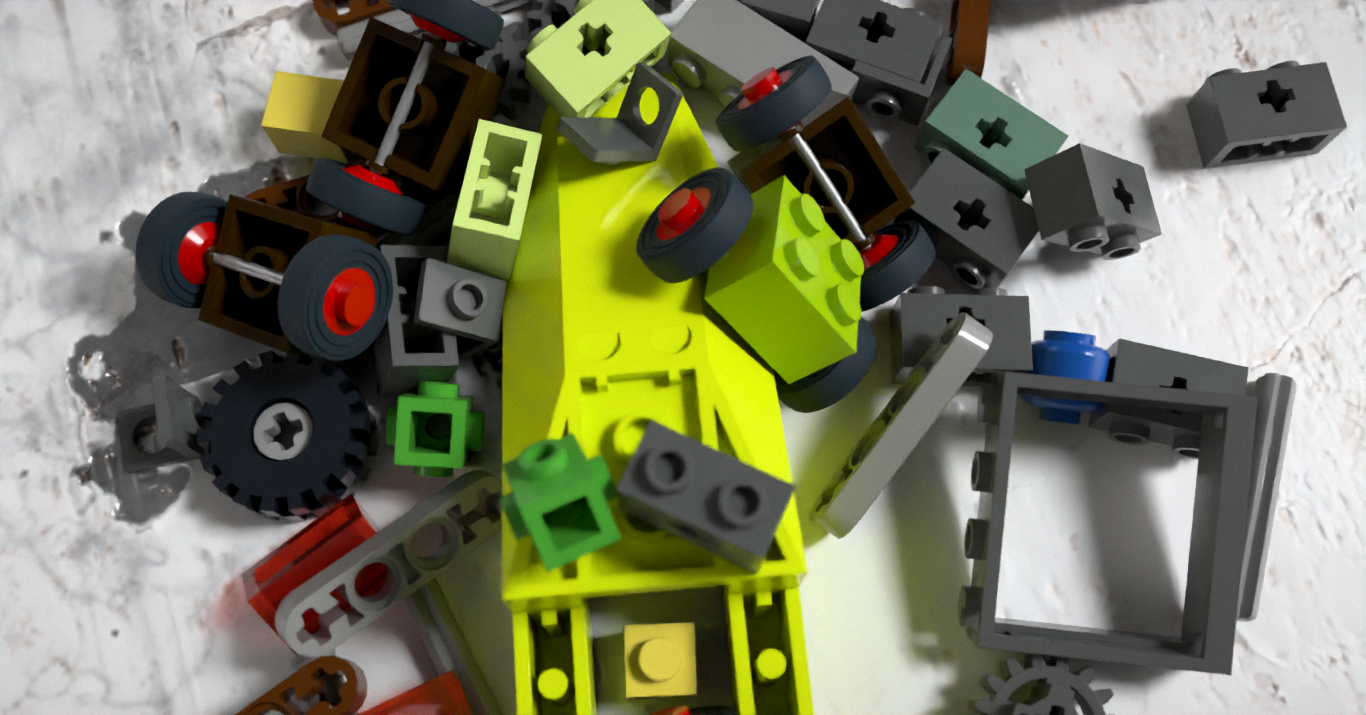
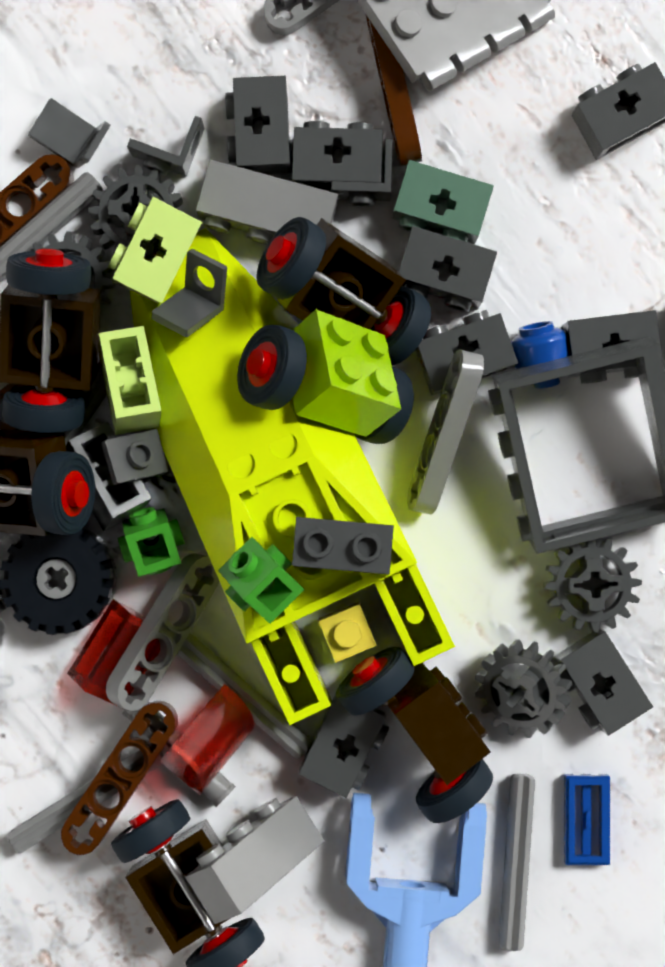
camera: 15 degrees left, 15 degrees up
(1093, 202) = (524, 231): dark grey brick -> none

